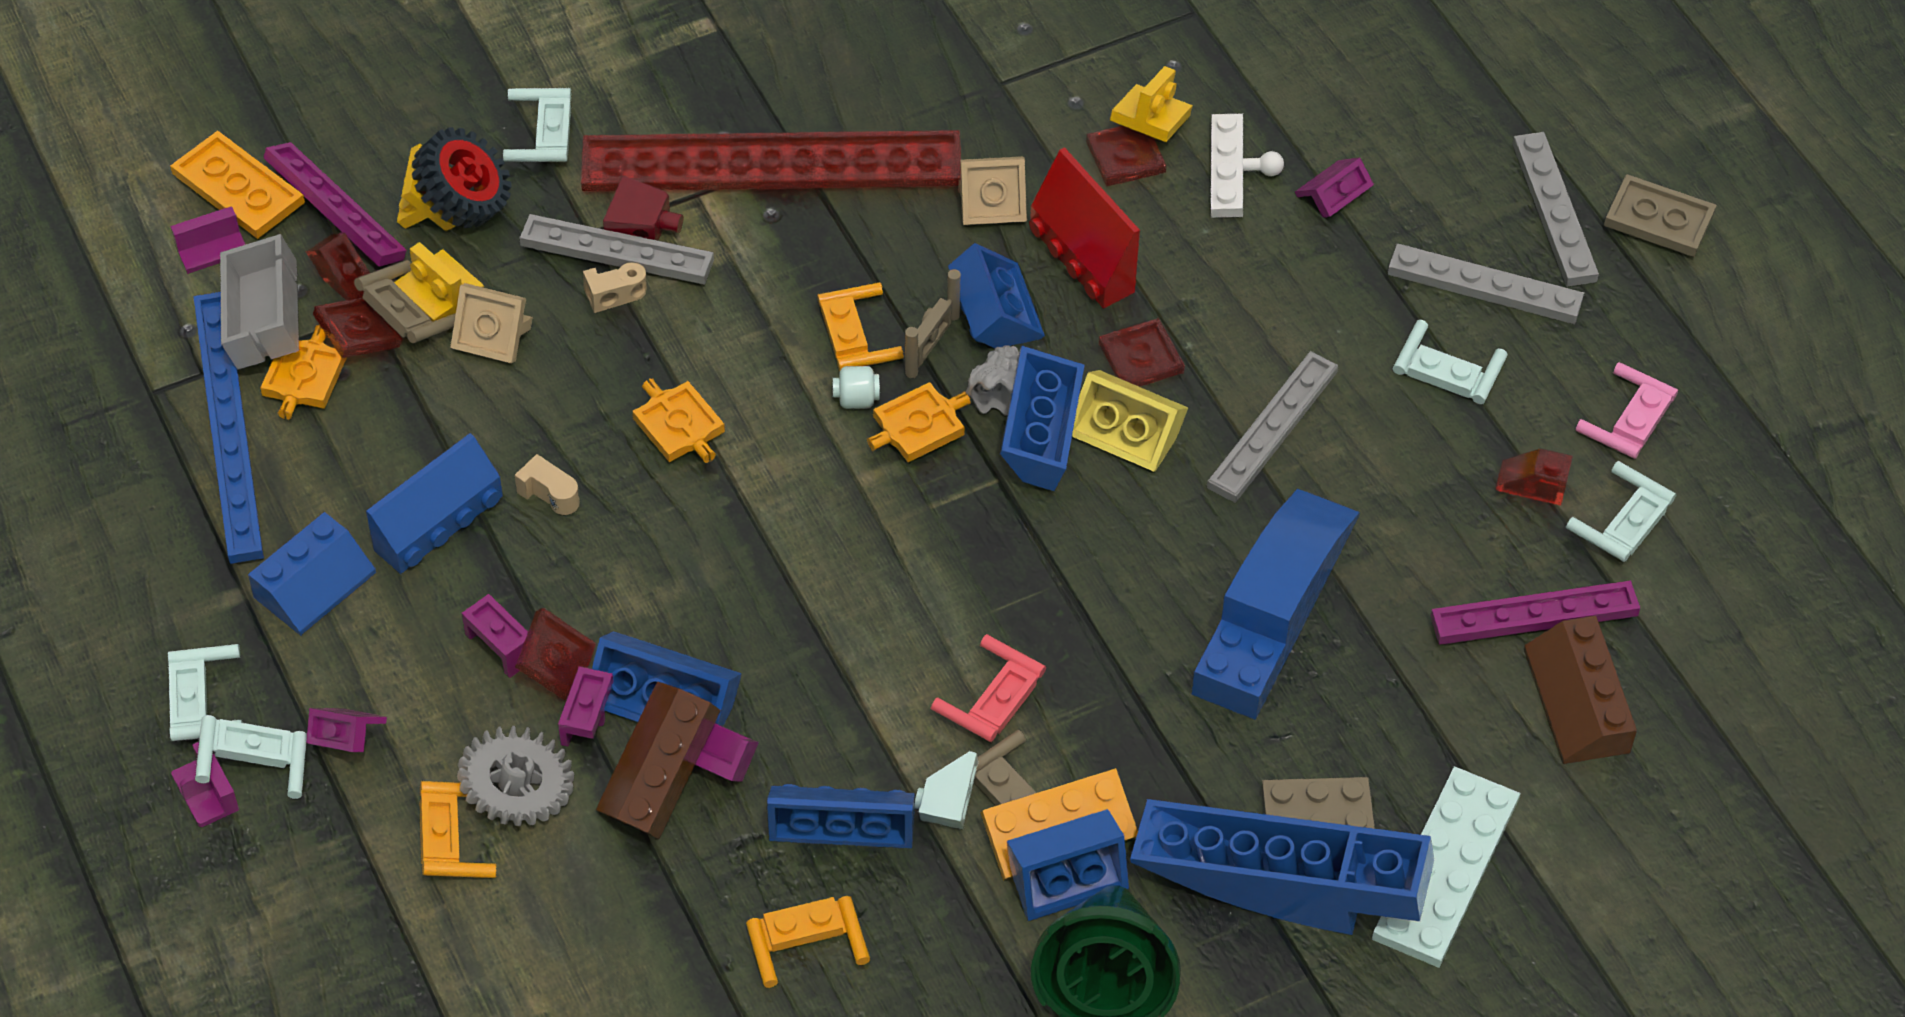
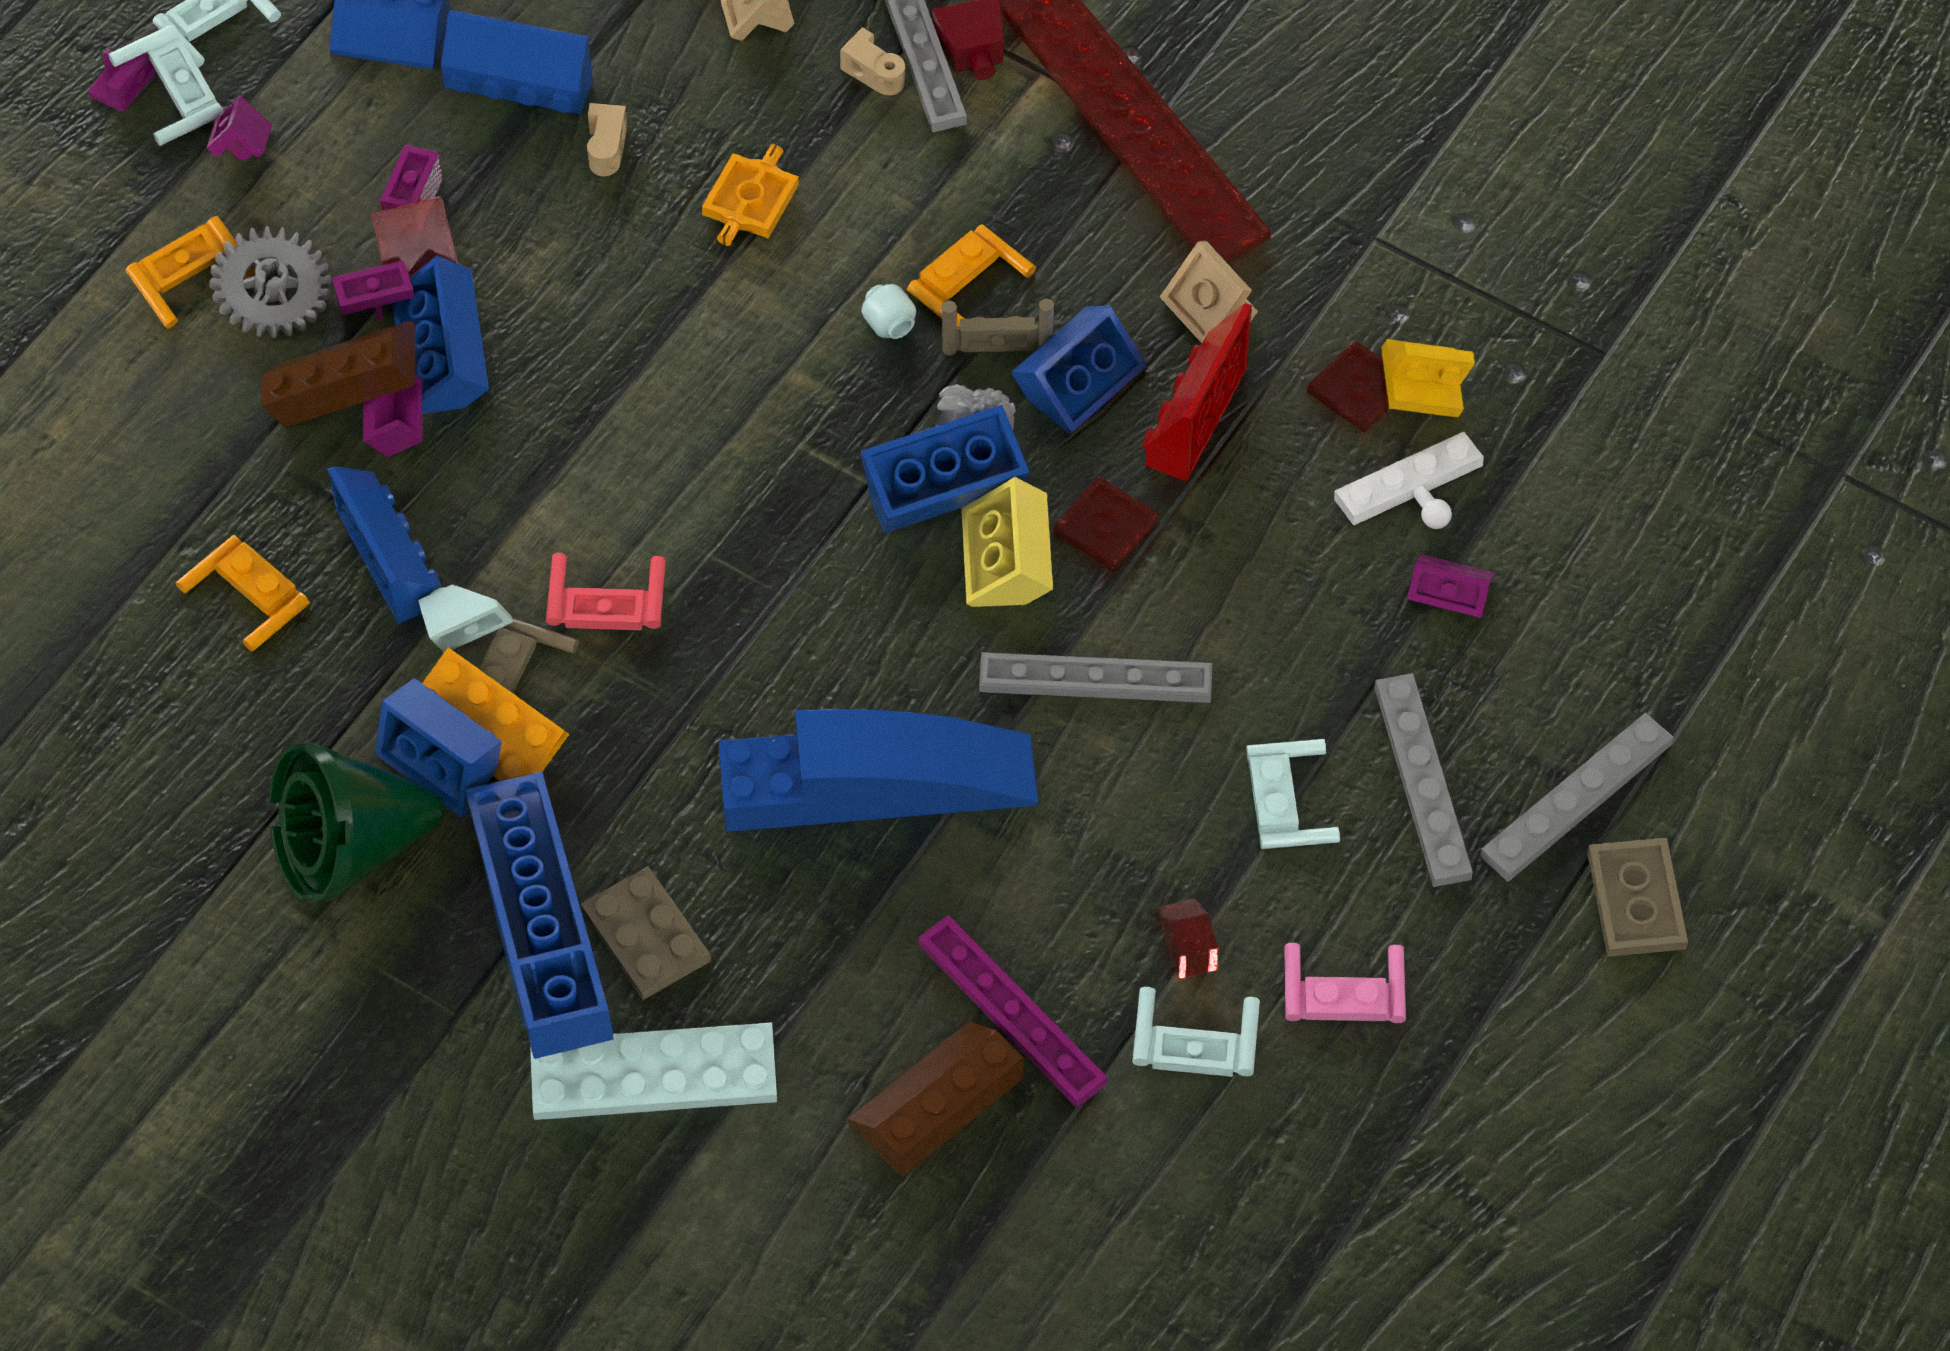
camera: 60 degrees right, 5 degrees up
(919, 422) = (883, 381): light orange plate -> none

